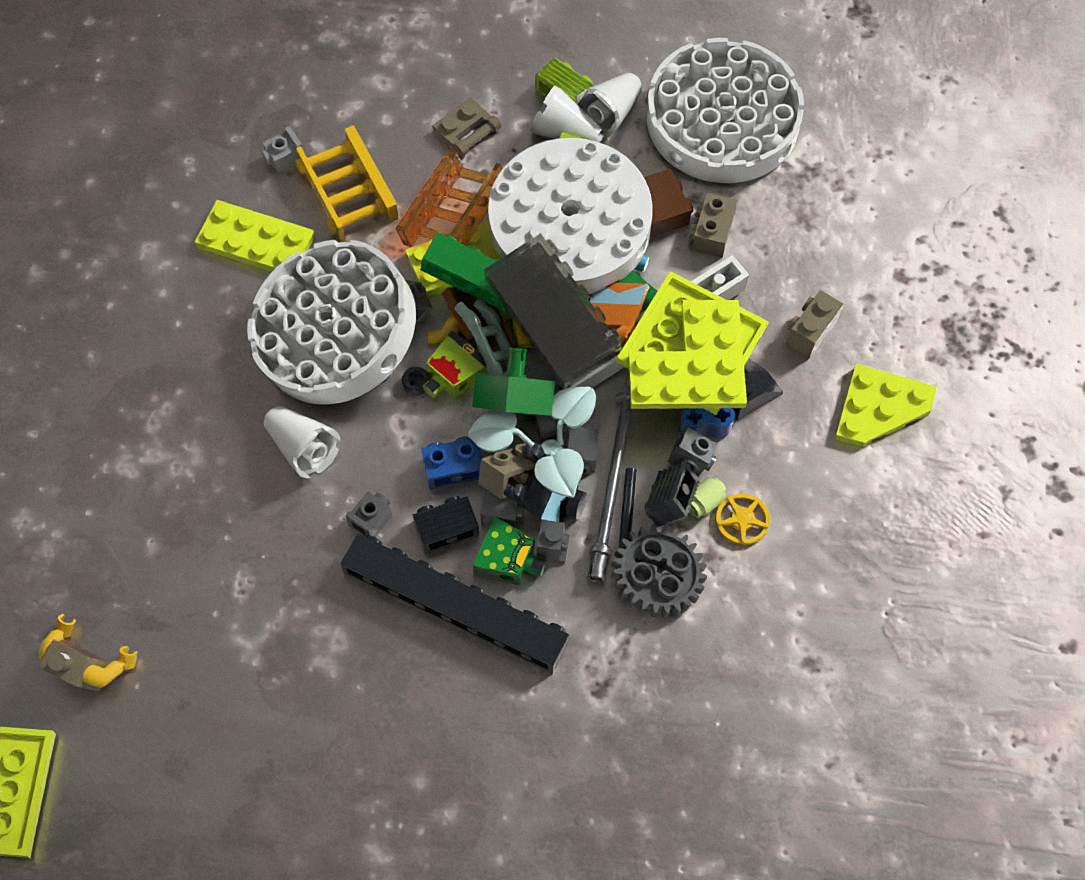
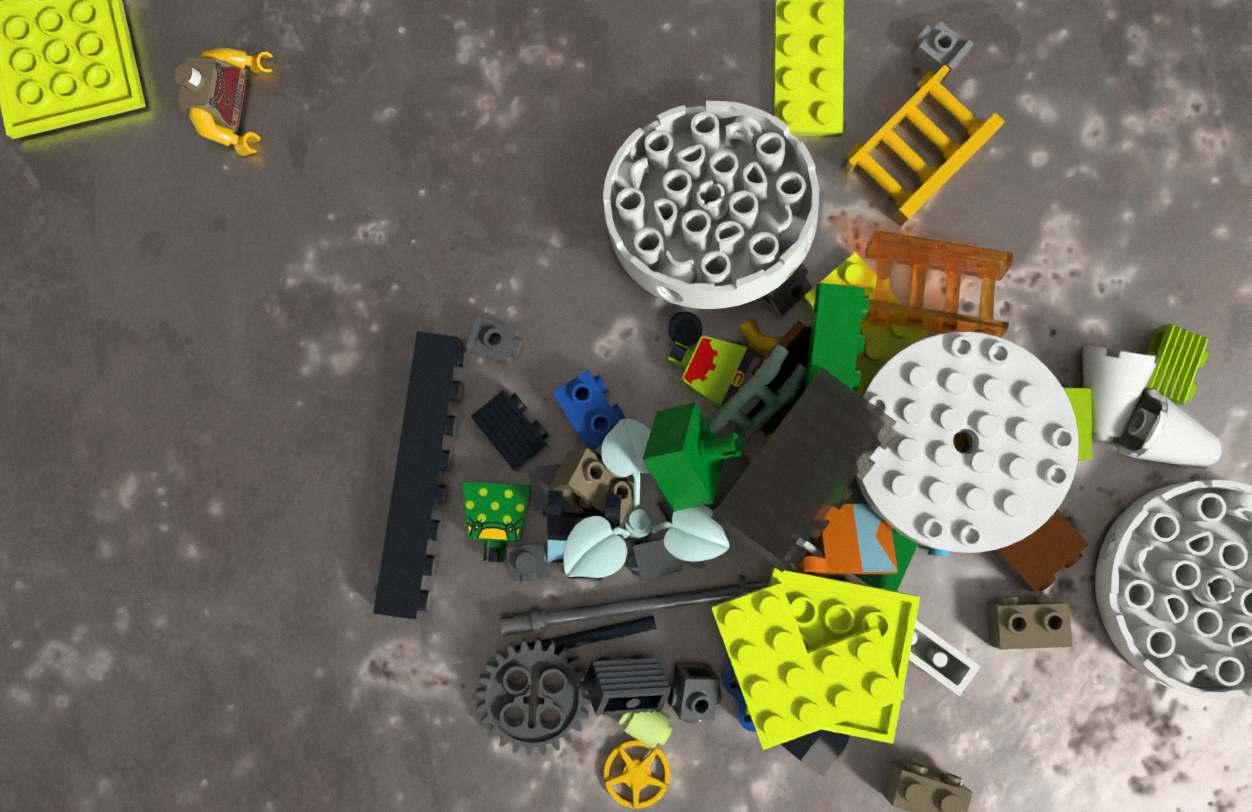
camera: 75 degrees right, 20 degrees up
(303, 441) = (556, 226): white cone -> none
(461, 122) = (1067, 252): dark tan plate -> none

